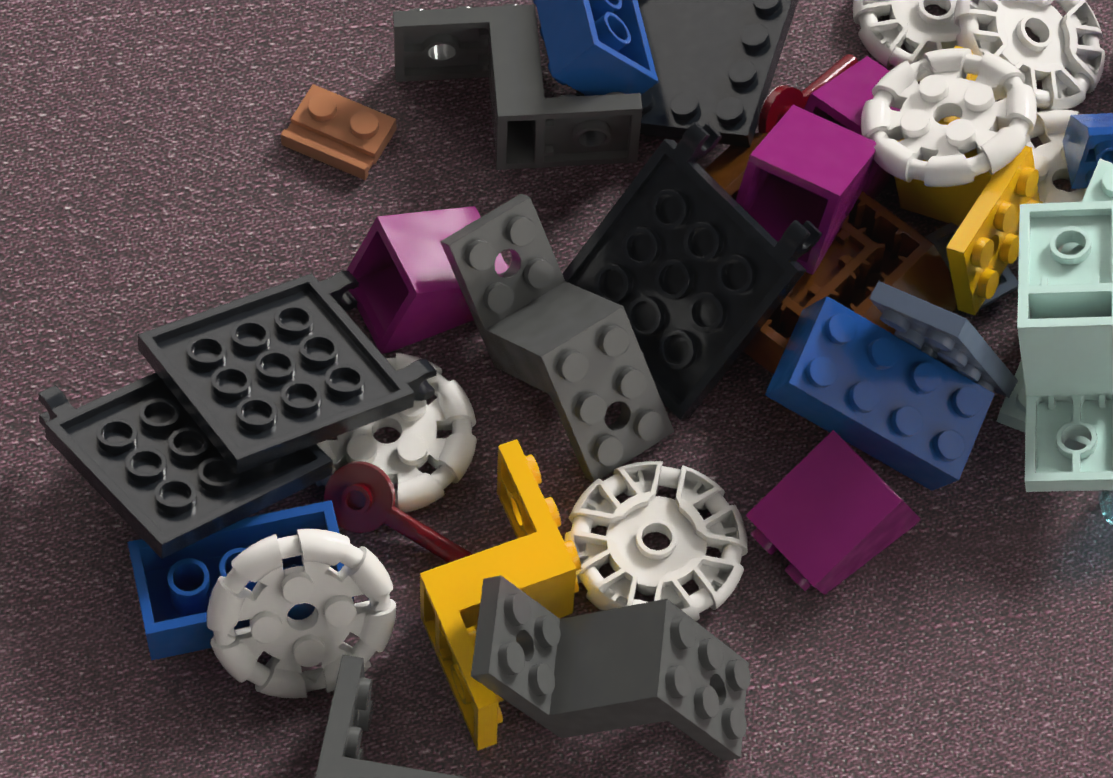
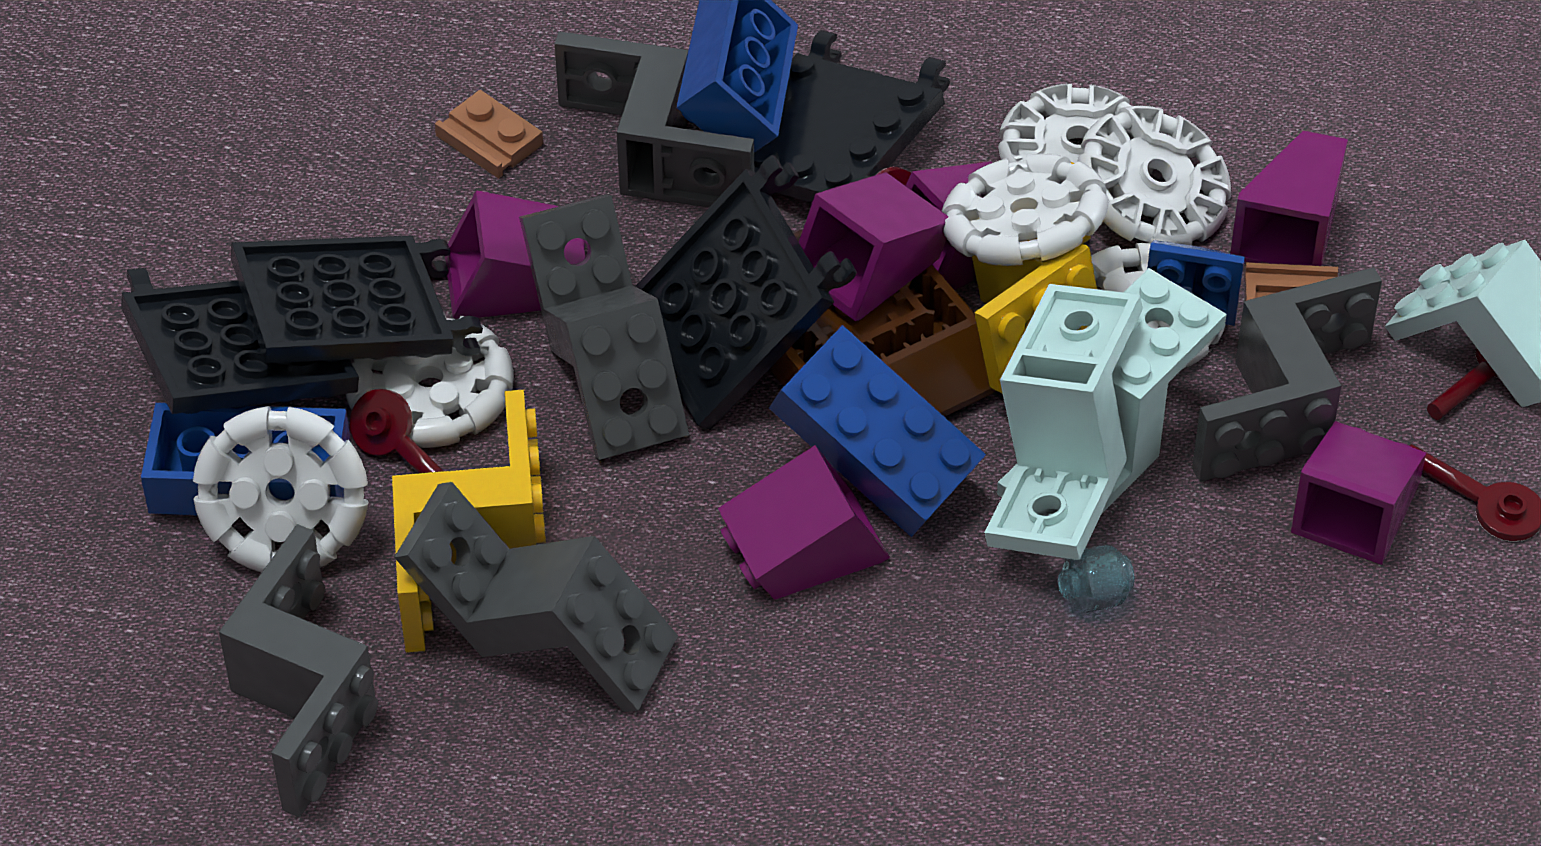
camera: 20 degrees right, 10 degrees down
(662, 570) = (636, 492): white plate -> none
(943, 337) = (944, 388): sand blue plate -> none

